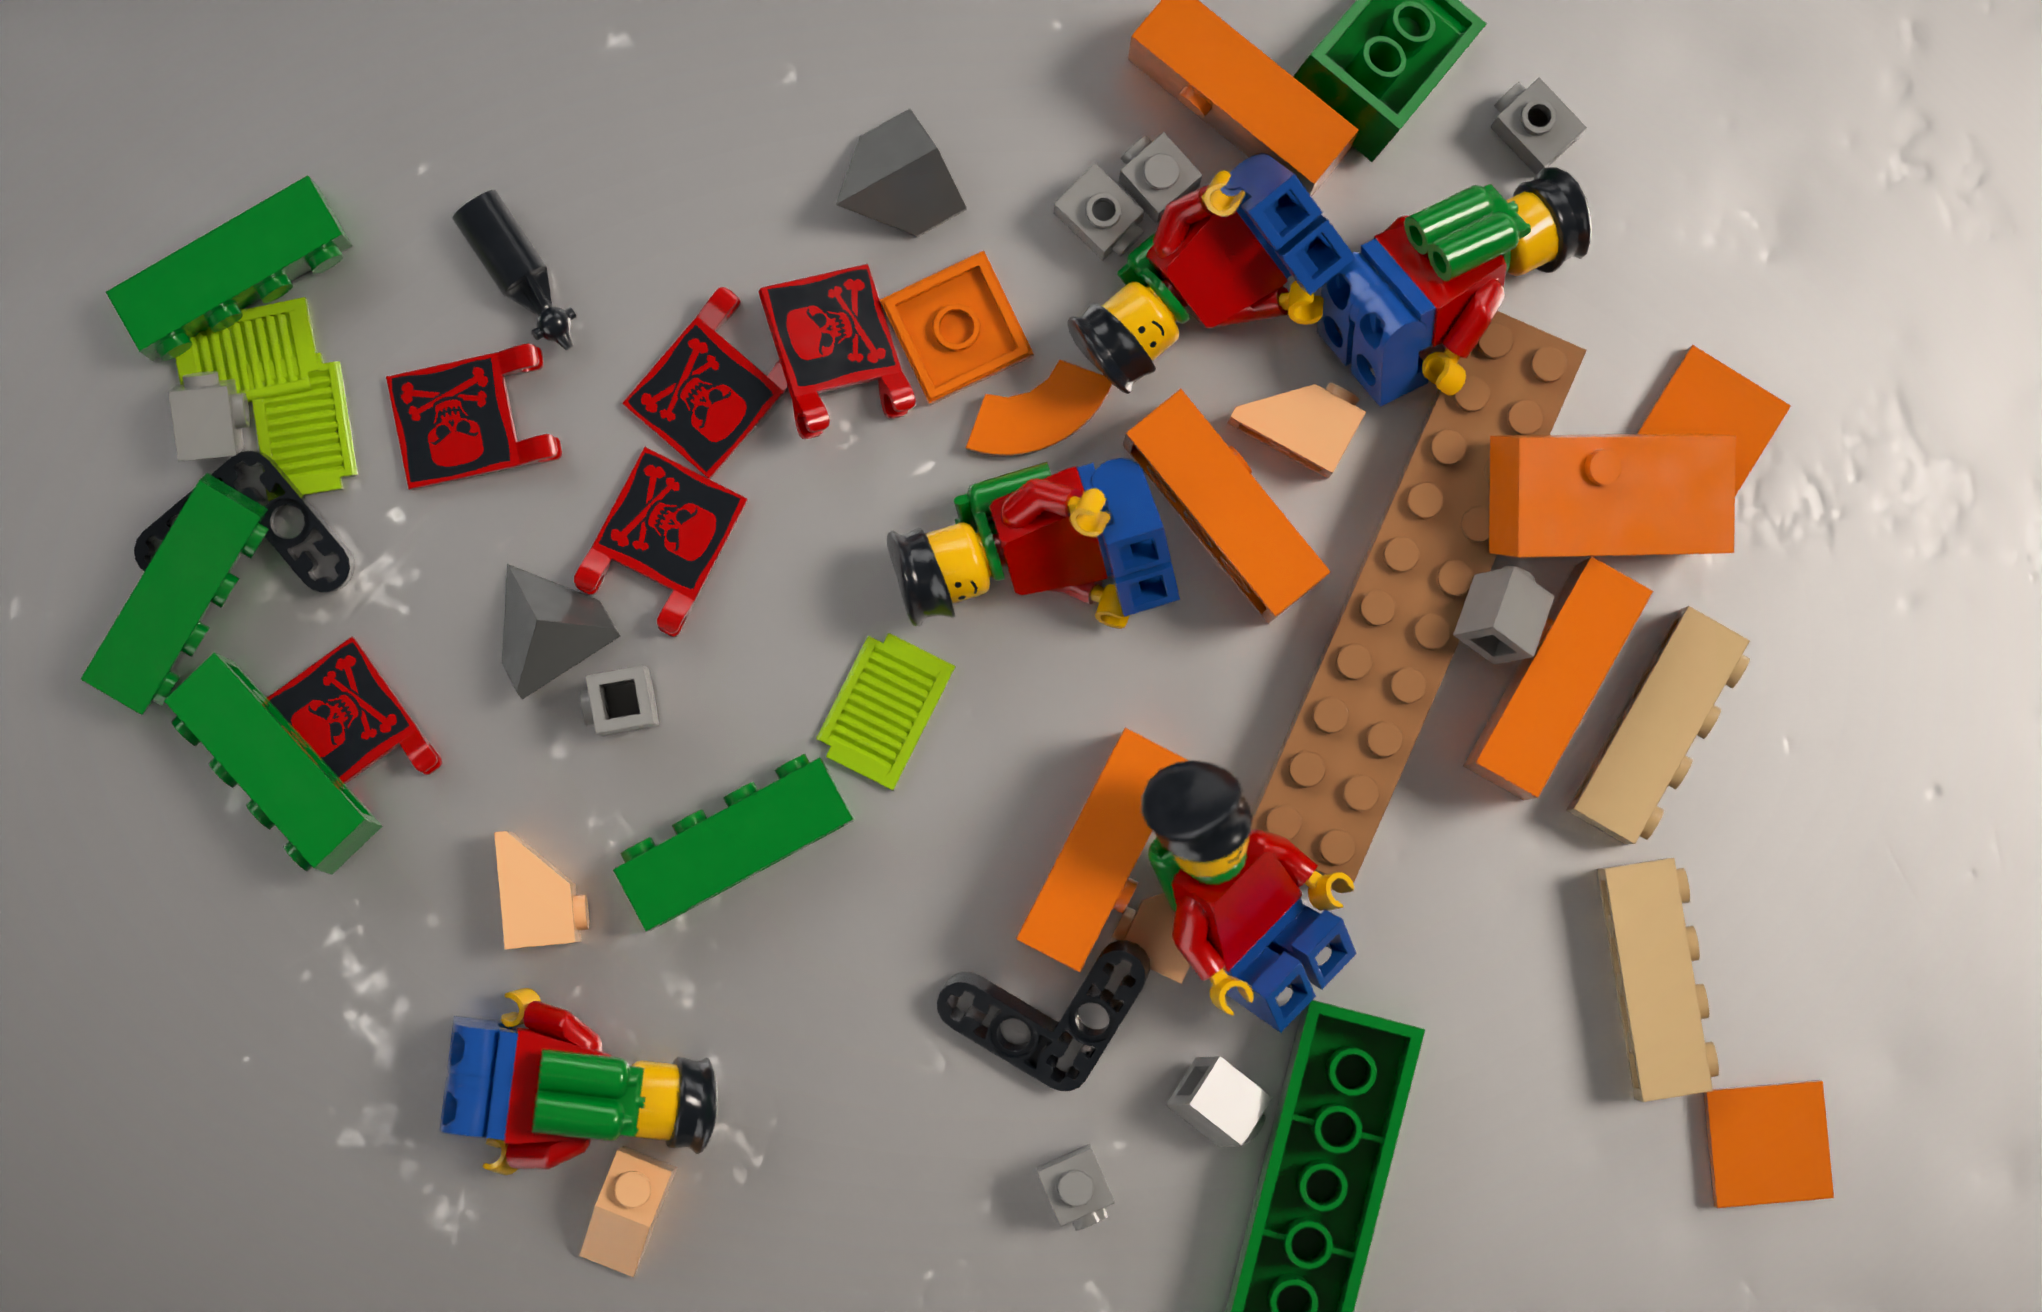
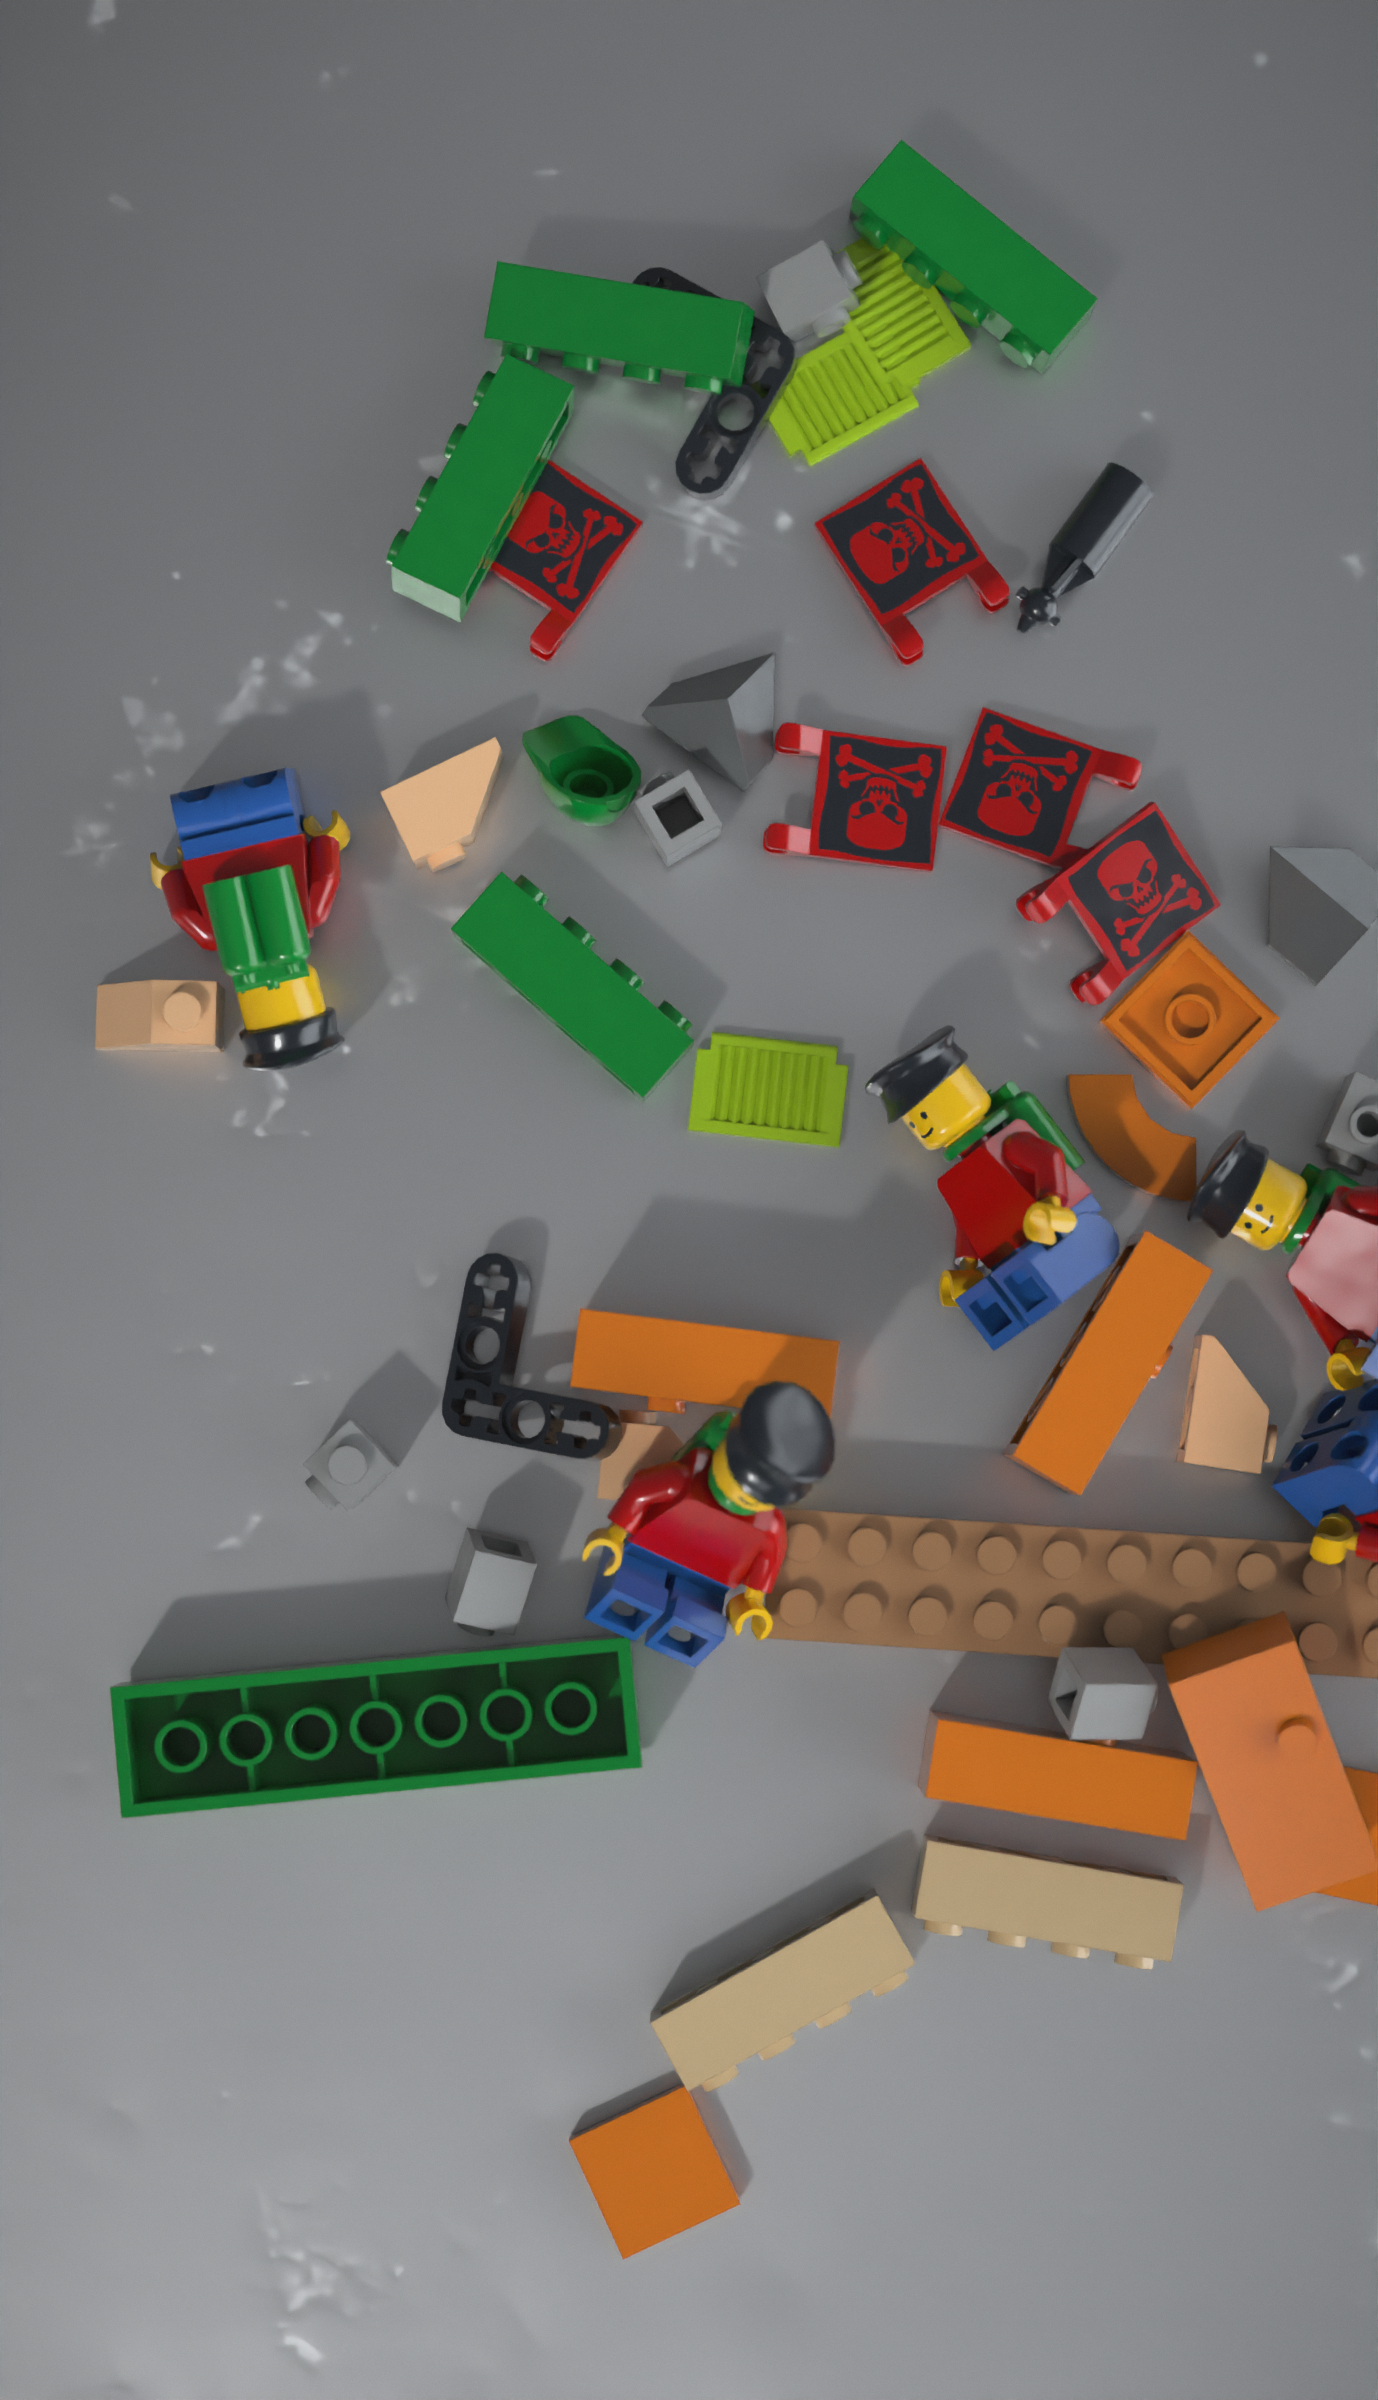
camera: 70 degrees right, 0 degrees up
(549, 767) = (583, 770): none -> green cap

